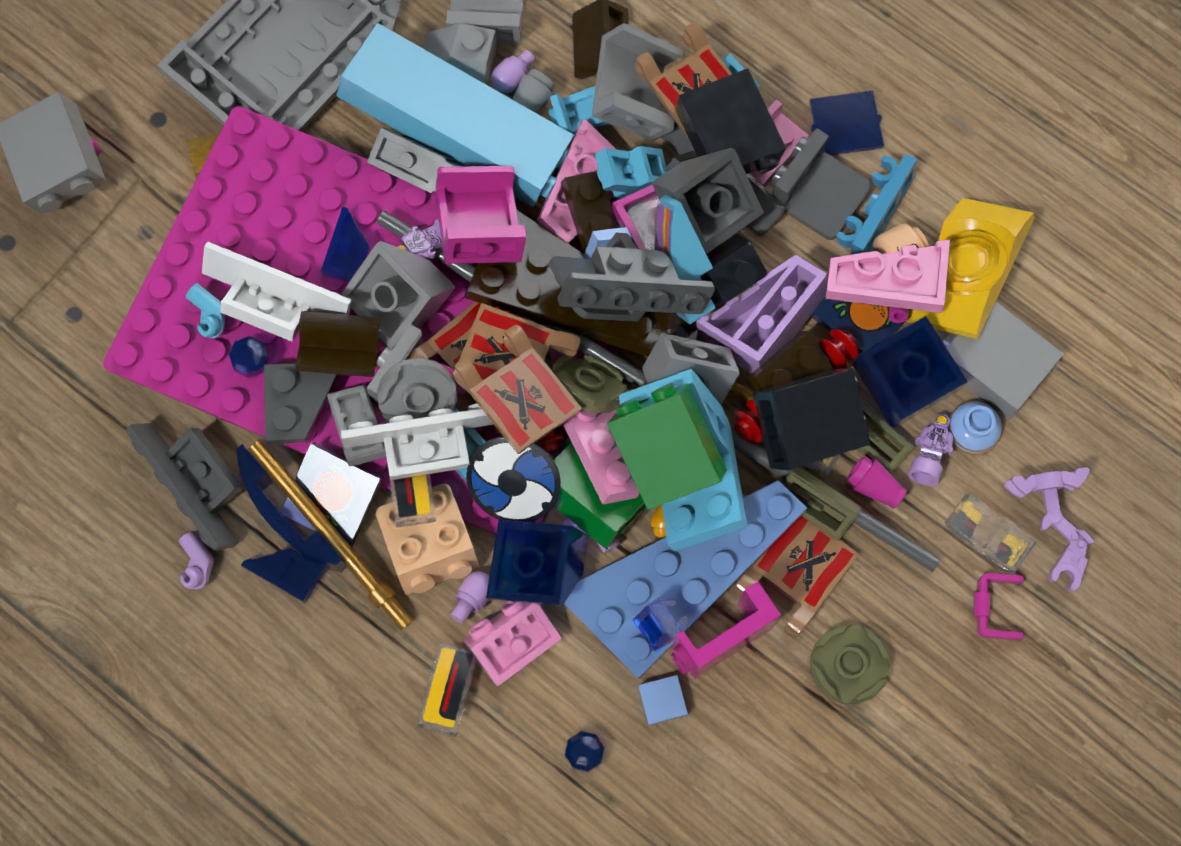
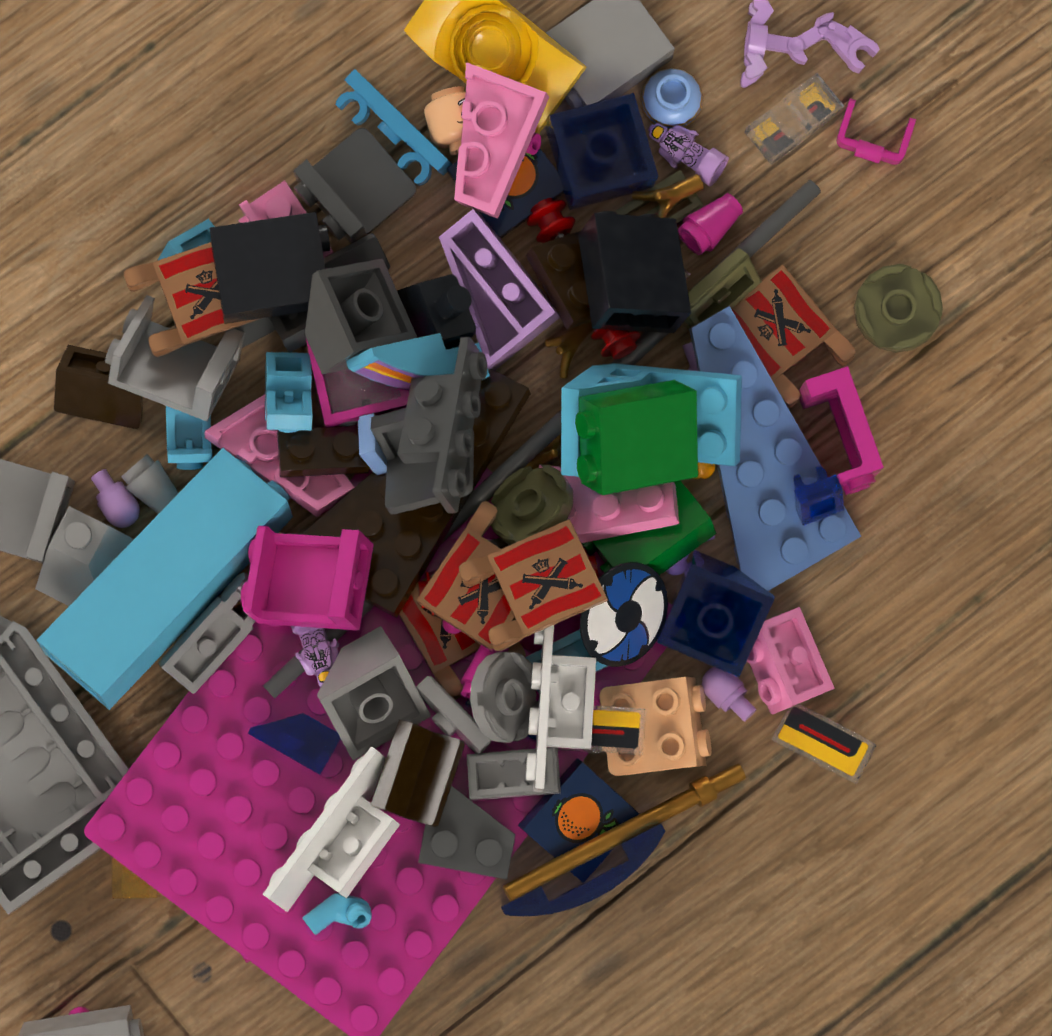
camera: 75 degrees left, 10 degrees up
(194, 477) = (518, 971): dark grey bracket -> none
(200, 562) = (618, 985): lavender arm -> none
(248, 356) = (403, 877): clear blue tile -> none
(287, 572) = (650, 890): clear blue tile -> none
(584, 751) = (924, 613): clear blue tile -> none
(662, 700) = (889, 516): light blue tile -> none
(710, 363) = (537, 385): light grey brick -> none
(848, 121) = (276, 132): clear blue piece -> none
(891, 442) = (672, 194): none -> pearl gold bar

